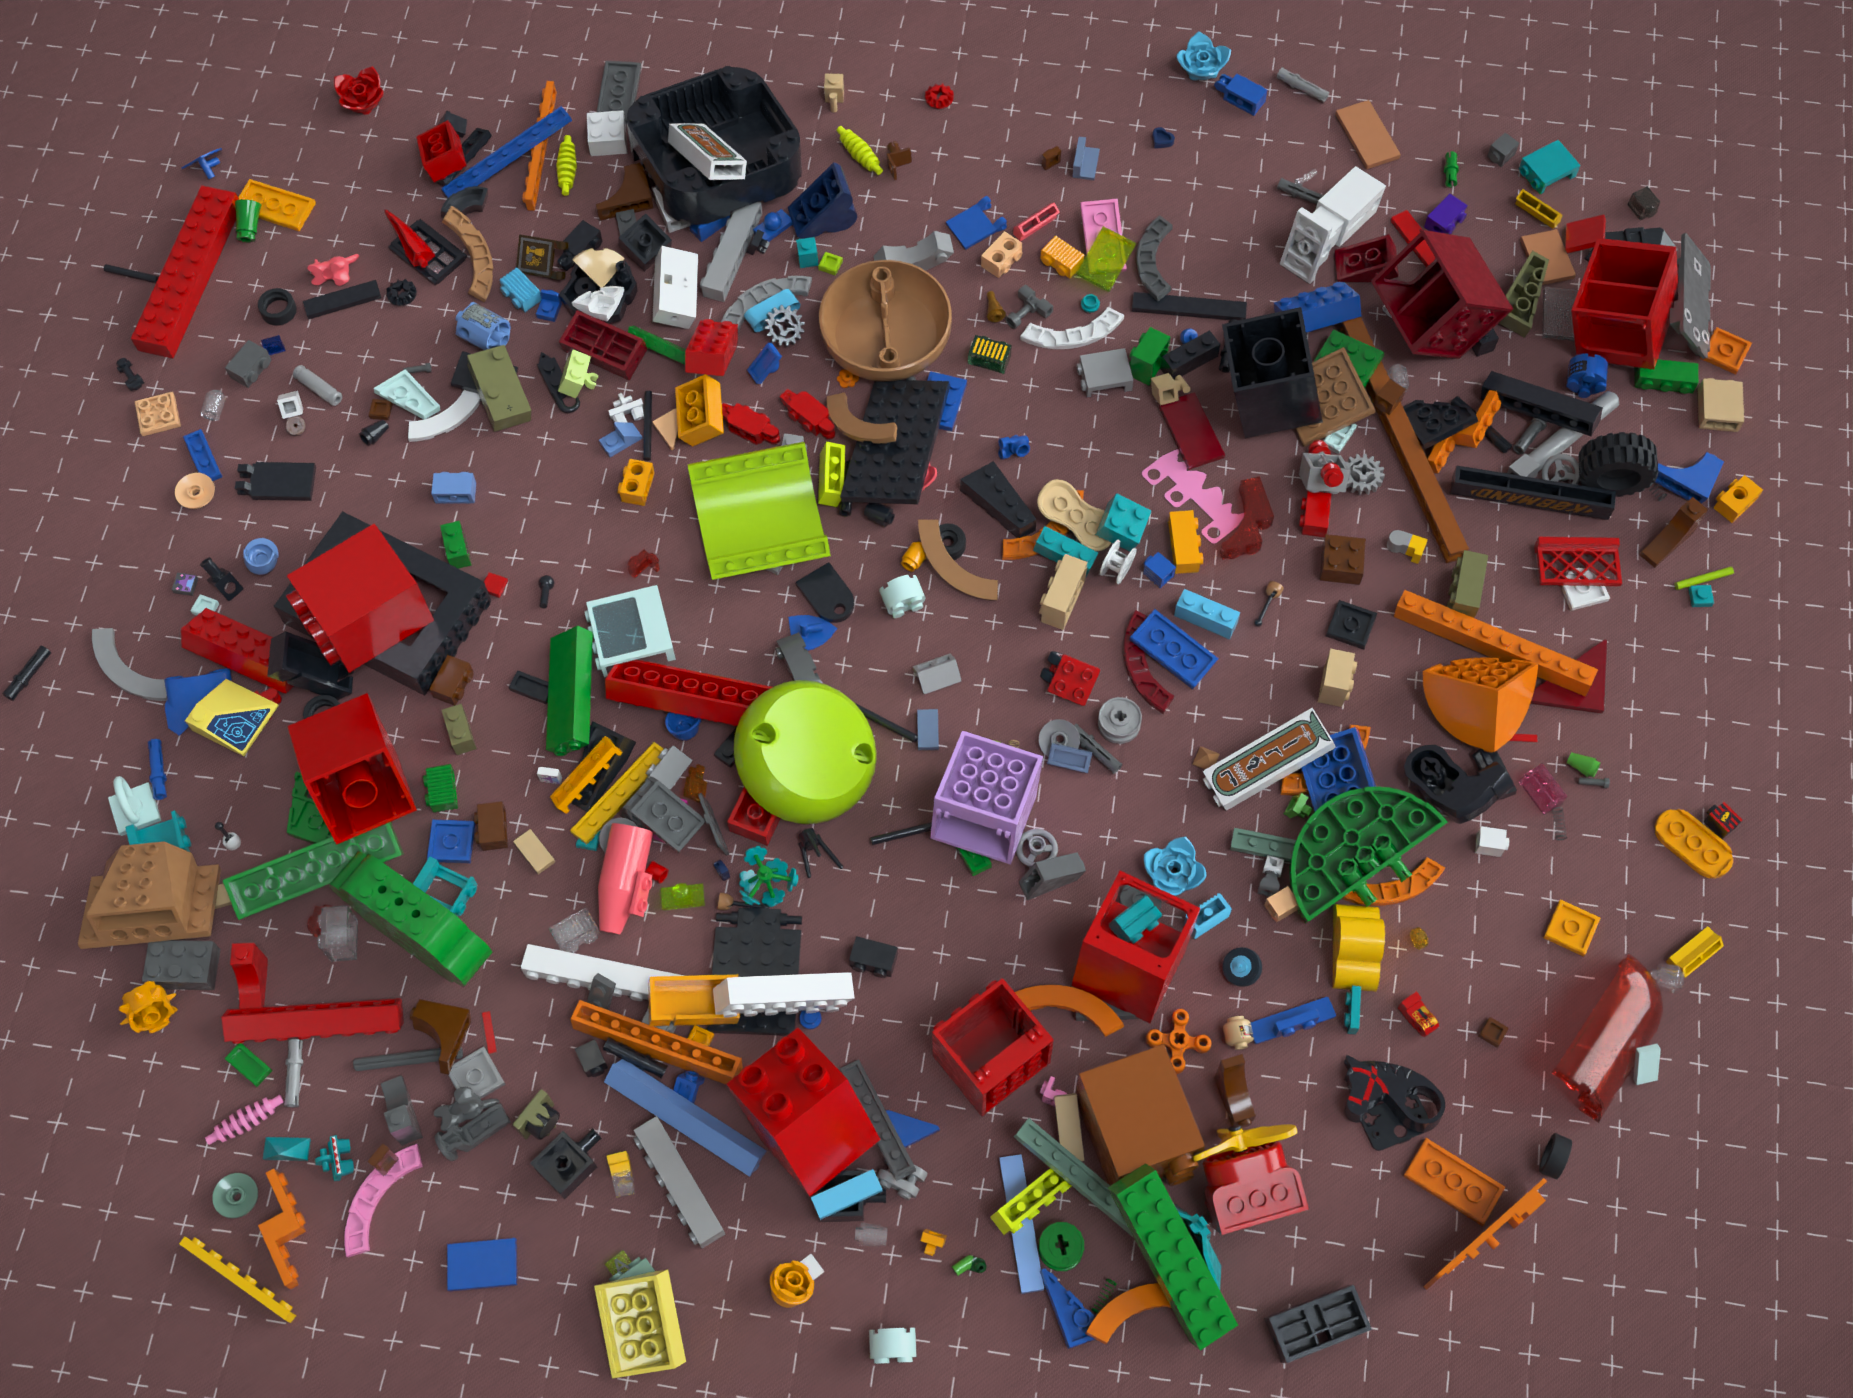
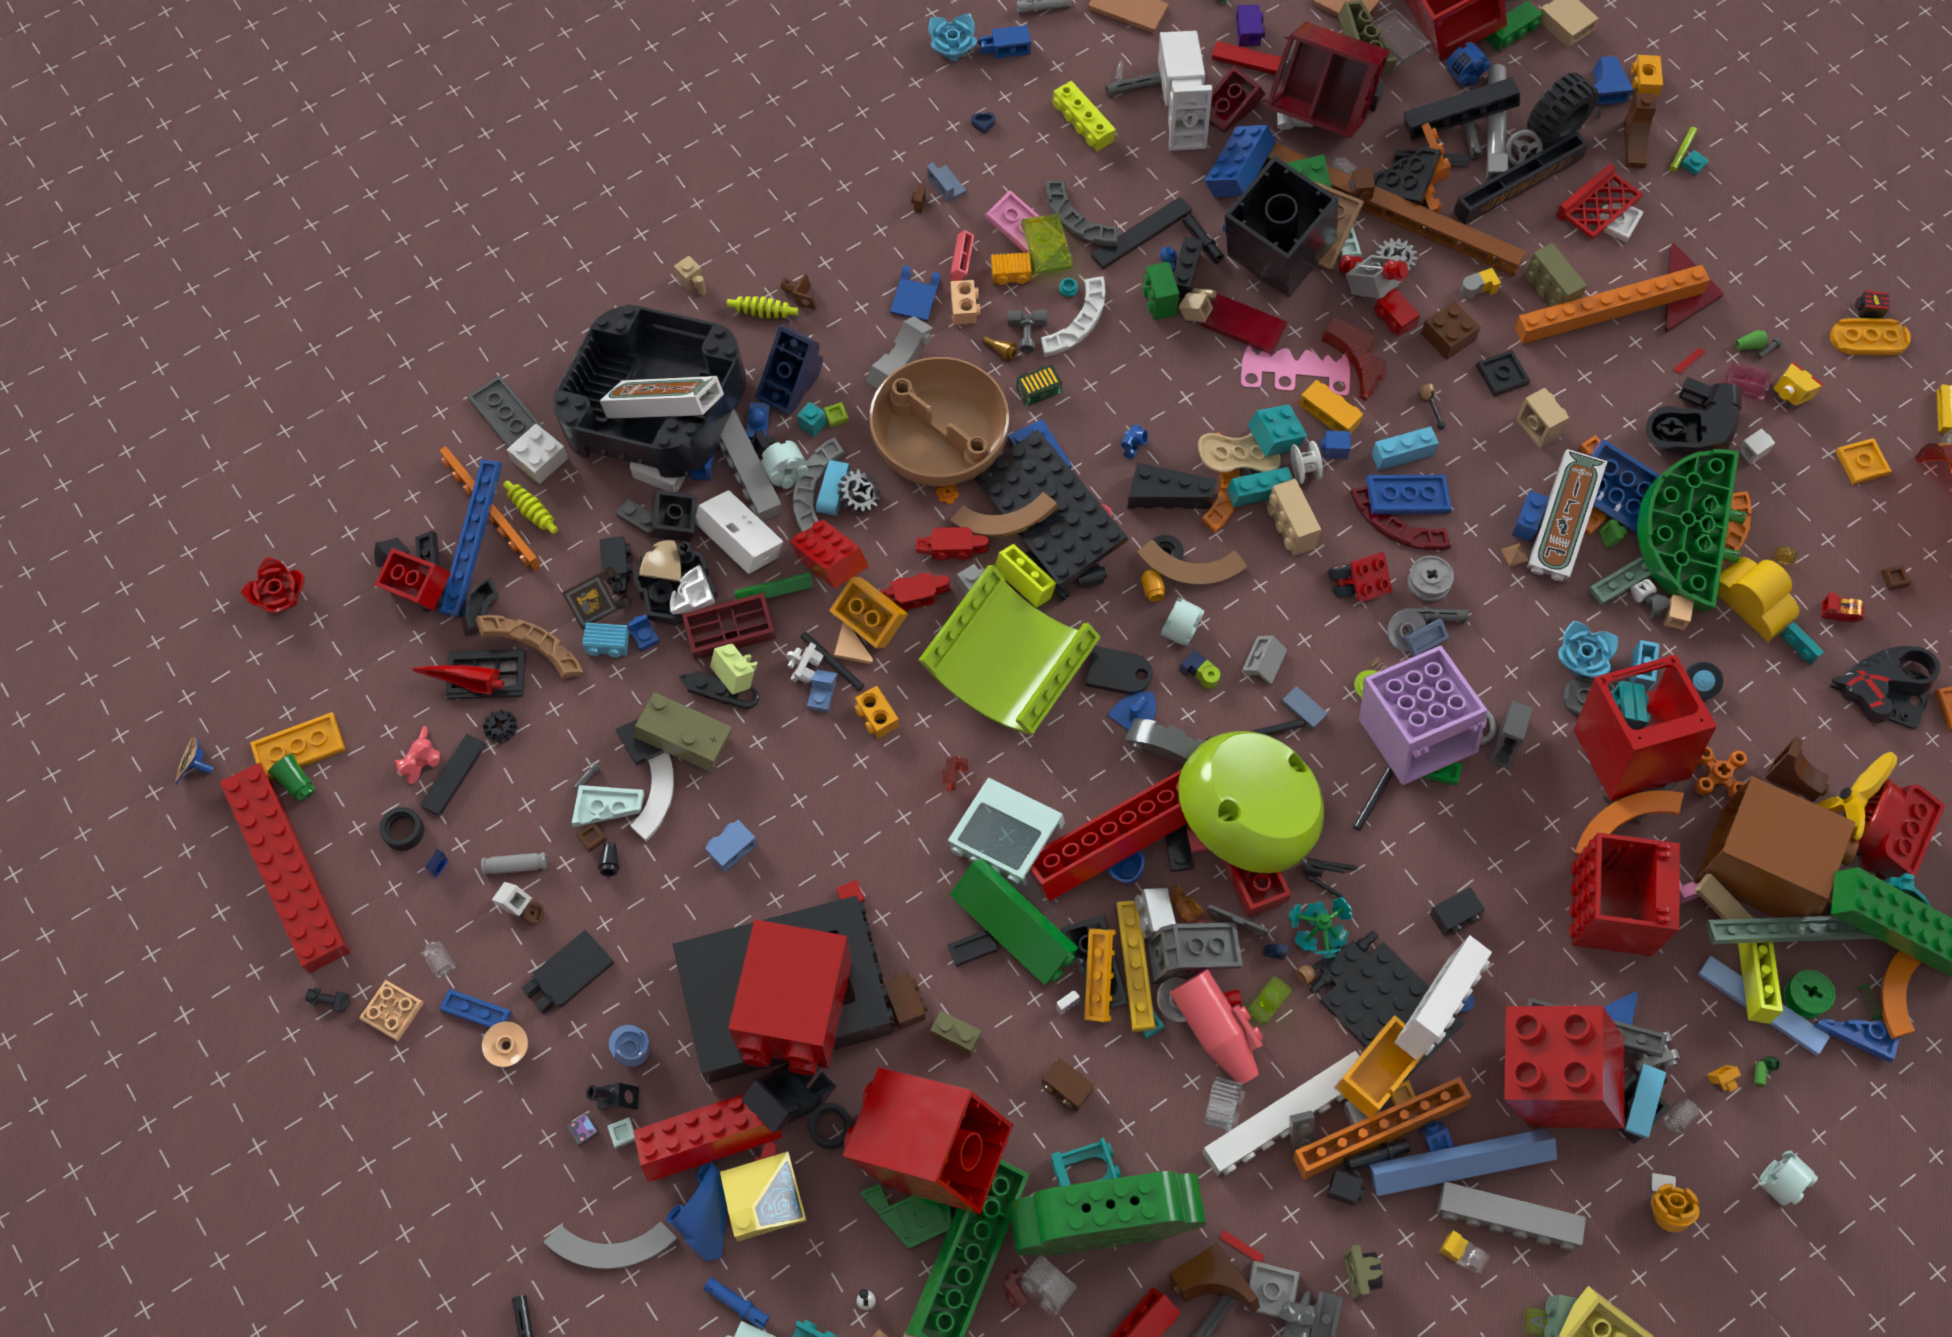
camera: 45 degrees left, 0 degrees up
(131, 273) = (227, 913): black bar -> none
(248, 363) = (432, 897): dark grey brick -> none
(441, 788) = (995, 1091): green brick -> none
(451, 841) = (1048, 1127): blue plate -> none
(455, 544) = (786, 889): green brick -> none
(482, 327) = (613, 695): medium blue cylinder -> none
(534, 851) = (1120, 1073): tan tile -> none
(546, 583) = (890, 856): black bar -> none
(571, 1153) = (1427, 1275): black brick -> none
(632, 194) = (616, 485): reddish brown arch -> none
(752, 266) = (784, 464): none -> light aqua brick
(765, 363) = (876, 533): blue tile -> none
(884, 644) = (1201, 669): none -> leg
(943, 101) = (772, 222): red gear -> none
(1105, 371) = (1138, 329): light grey panel -> none
(1238, 1032) = (1751, 729): tan head -> none
(1239, 189) = (1083, 116): none -> neon yellow brick
(1244, 736) = (1530, 516): none -> blue brick
(1291, 1020) = (1773, 688): blue bracket -> none
(1481, 698) = (1648, 350): orange brick -> none
(1577, 824) = (1797, 385): none -> yellow torso

